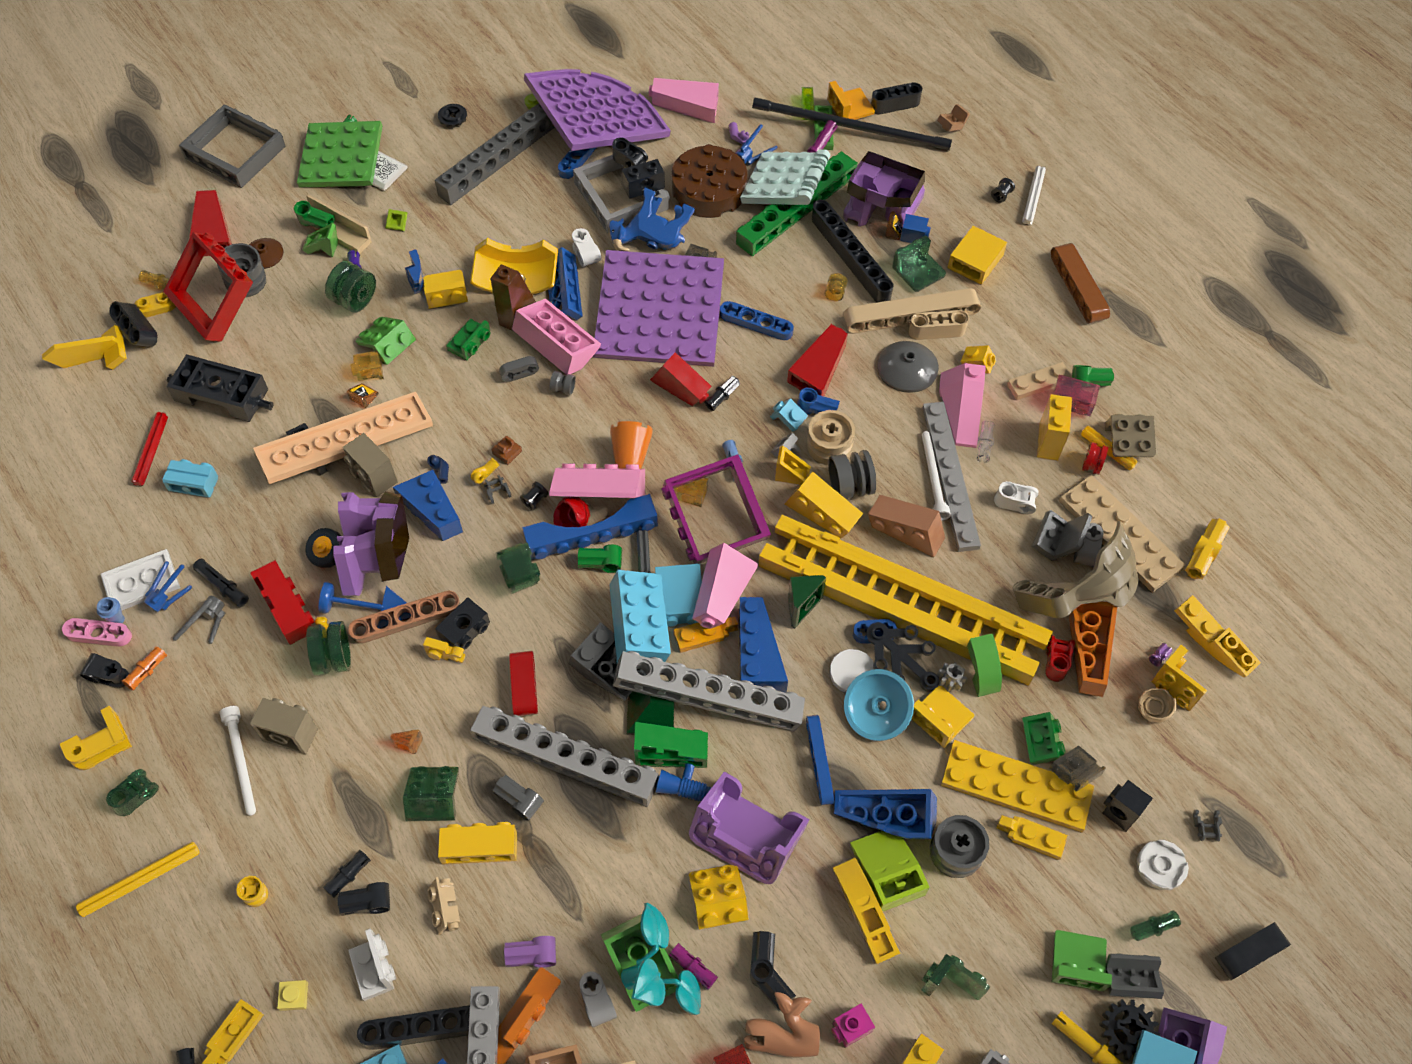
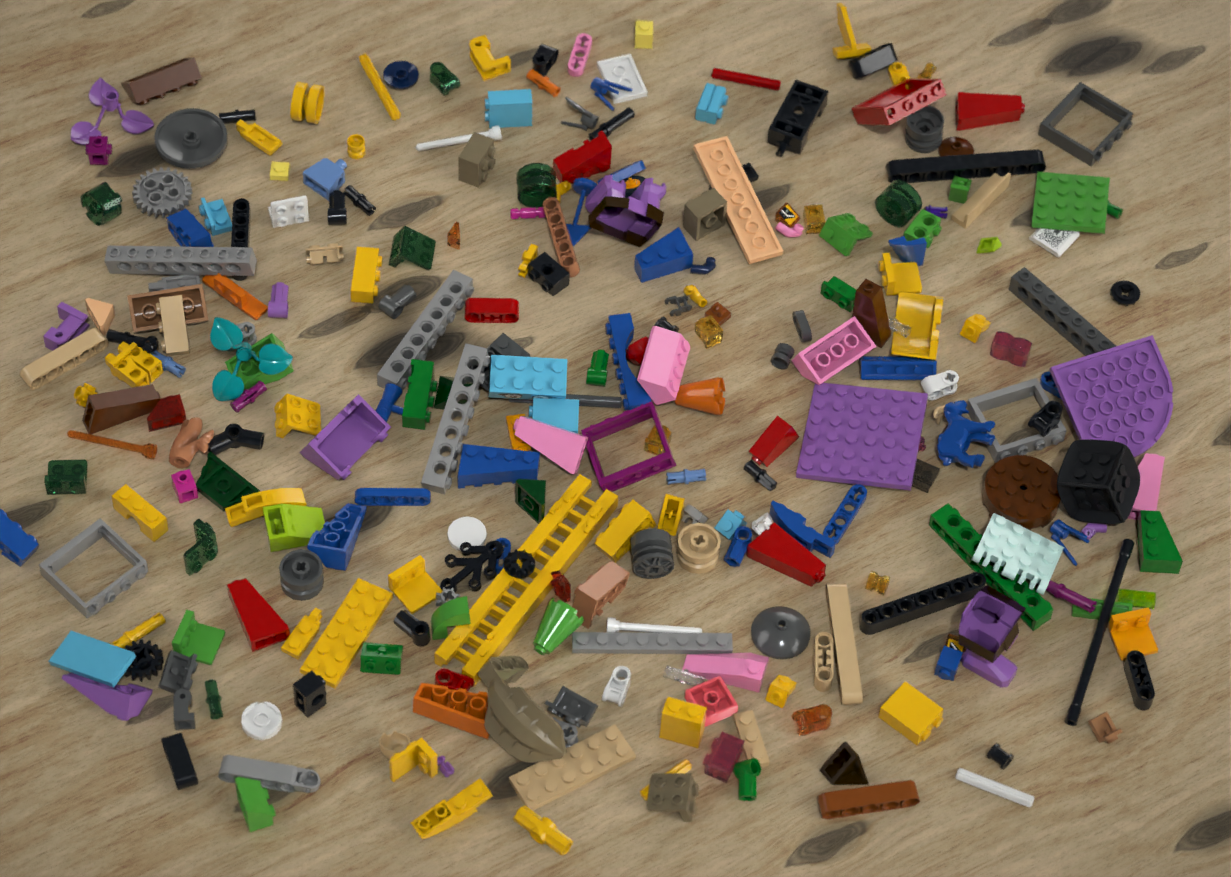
camera: 95 degrees right, 5 degrees down
(65, 560) = (643, 34): none -> light yellow slope
(110, 610) = (591, 57): medium blue cone -> none
(113, 843) = (401, 74): none -> dark blue dish
(175, 967) = (307, 102): none -> yellow wheel
(196, 696) = (509, 108): none -> medium azure brick
(290, 242) = (966, 166): none -> black beam
(294, 552) = (627, 171): none -> beam
(309, 923) = (325, 176): none -> medium blue torso
(311, 216) = (987, 178): green piece -> none
(363, 662) = (525, 213): none -> dark pink axle
(384, 390) = (790, 232): none -> bright pink arm
(387, 272) = (924, 225): none -> bright green brick
(506, 223) = (974, 327): none -> yellow bracket
(517, 567) = (591, 307): clear green brick -> none
(534, 194) = (1010, 348): none -> clear pink brick
(535, 453) = (709, 331): none -> clear yellow brick
(642, 176) = (1012, 426): black brick -> none
(703, 108) = (1098, 481): none -> black piece
(742, 87) = (1156, 545): none -> green wedge
(785, 355) = (794, 525): none -> blue slope
(788, 382) = (762, 523): none -> white plate
(840, 972) = (222, 483): none -> dark green wing
(864, 700) = (428, 538): medium azure dish -> none
(894, 605) = (512, 567): none -> black gear
(909, 561) = (561, 586): none -> clear red plate
(916, 265) = (900, 658): clear green bracket -> none
(963, 560) = (556, 626): none -> bright green cone
(996, 710) = (413, 627): none -> black piece
(1006, 329) = (809, 720): none -> clear orange piece
(1012, 412) = (716, 691): none -> coral brick
(1029, 893) = (258, 619): none -> red slope
(1049, 304) = (844, 767): none -> dark brown slope
(1077, 768) = (349, 670): clear smoke plate -> none
(1095, 458) = (650, 757): red wheel -> none
(1184, 962) = (182, 705): none -> dark grey leg
(1202, 834) = (291, 754): dark grey piece -> none
(1237, 843) = (271, 774): none -> light grey piece
(1285, 846) = (254, 803): none -> bright green slope

